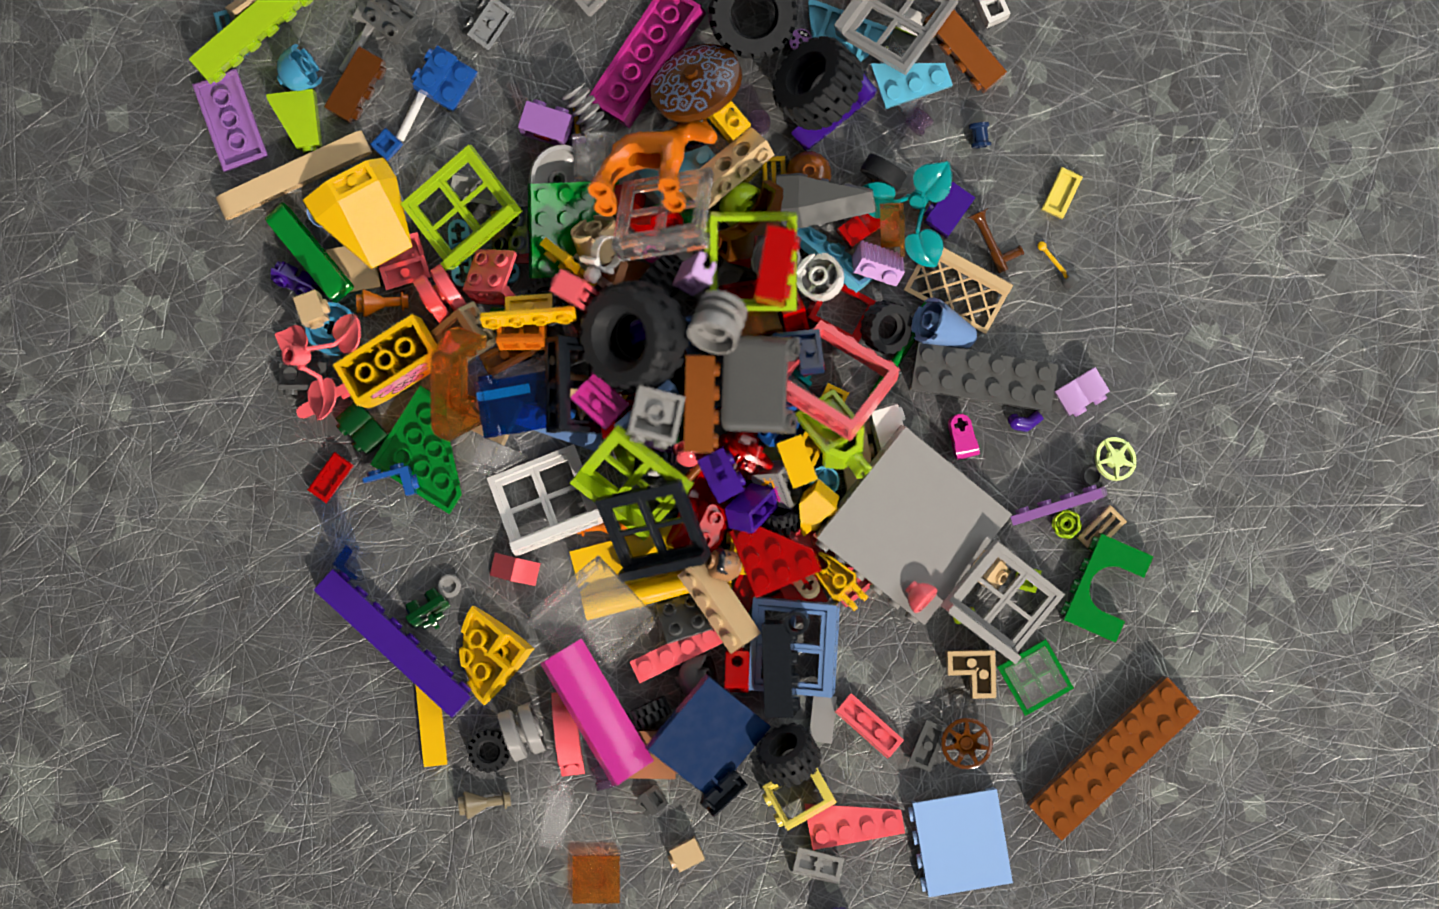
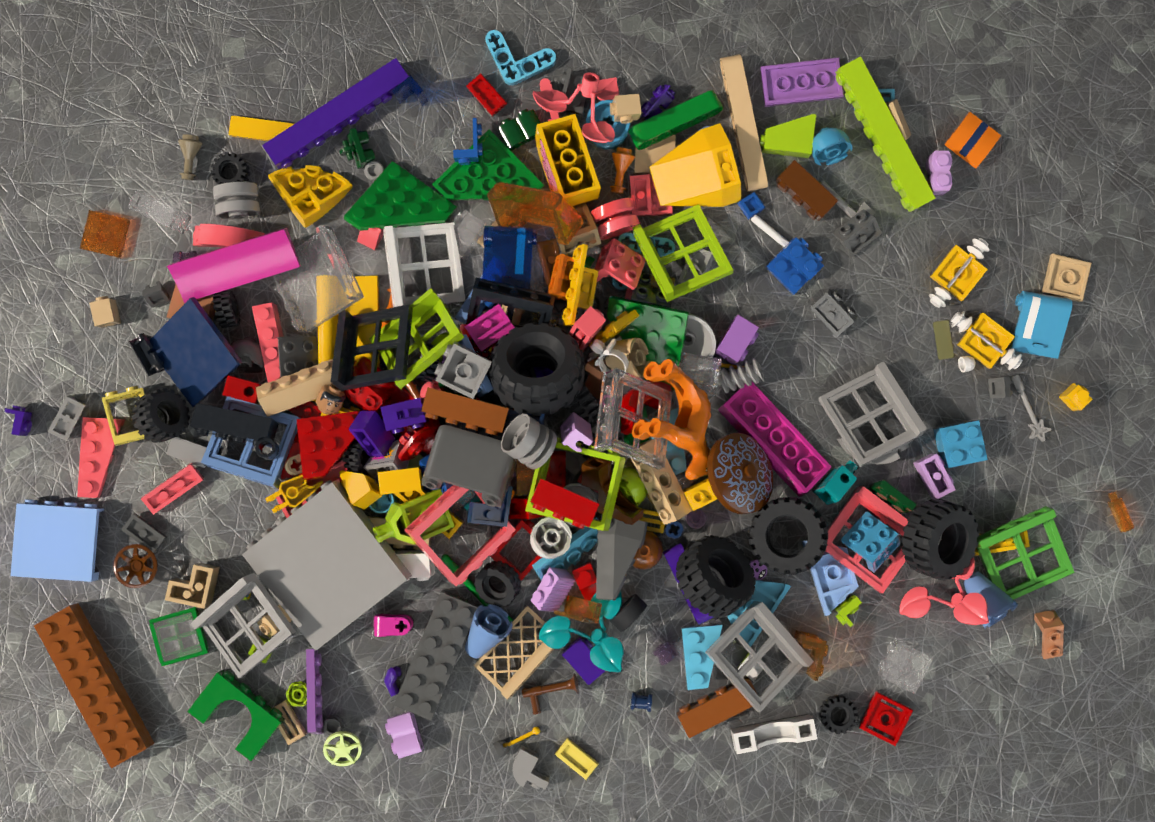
camera: 105 degrees right, 0 degrees up
(288, 448) = (517, 67): none -> medium azure beam
(478, 546) = (398, 200): none -> green plate
(777, 138) = (679, 531): none -> dark blue bush
(920, 595) = (264, 557): coral brick -> none
(1087, 249) = (523, 769): none -> light grey brick

